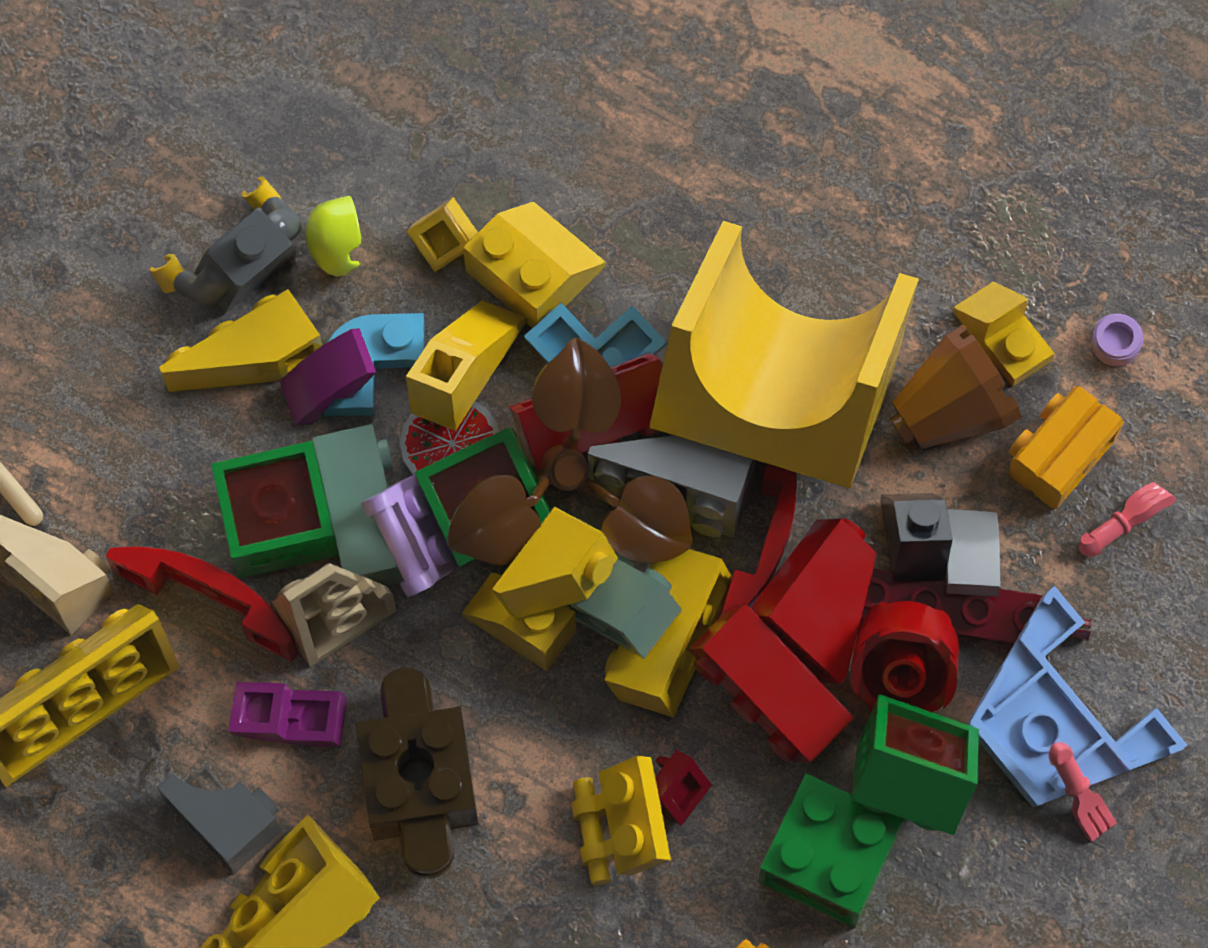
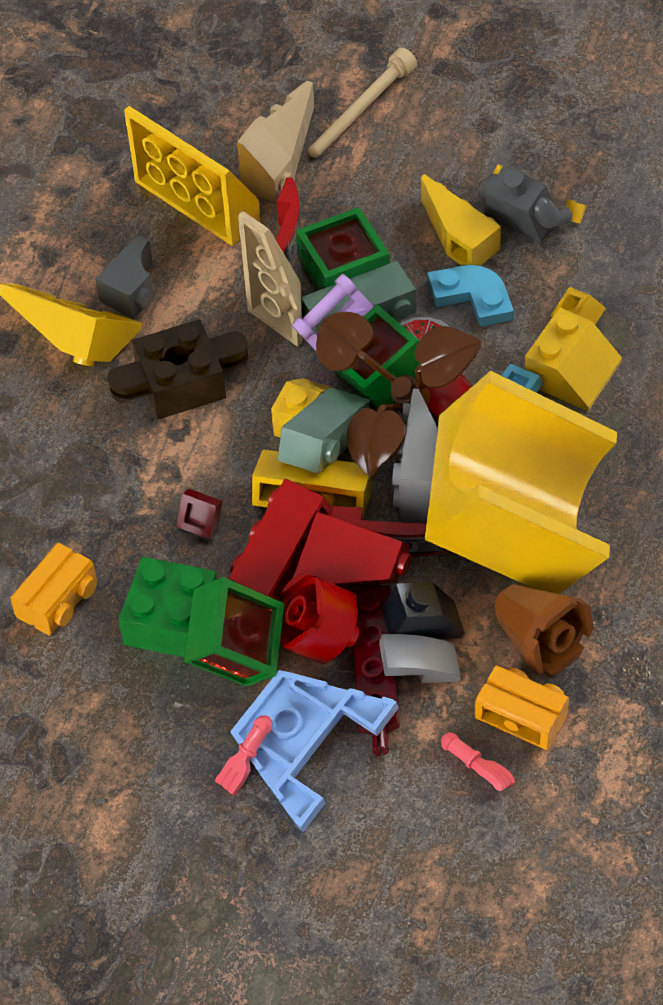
camera: 80 degrees right, 15 degrees down
(287, 715) = (210, 300): magenta slope -> none
(327, 374) = (446, 262): magenta slope -> none
(333, 234) = (550, 247): neon yellow hair -> none
(460, 363) = (476, 317): yellow slope -> none
(556, 567) = (325, 386): yellow slope -> none
(633, 819) = (166, 482): yellow plate -> none
(1003, 331) = (609, 658): yellow slope -> none
(1117, 340) = (628, 735): lavender tile -> none

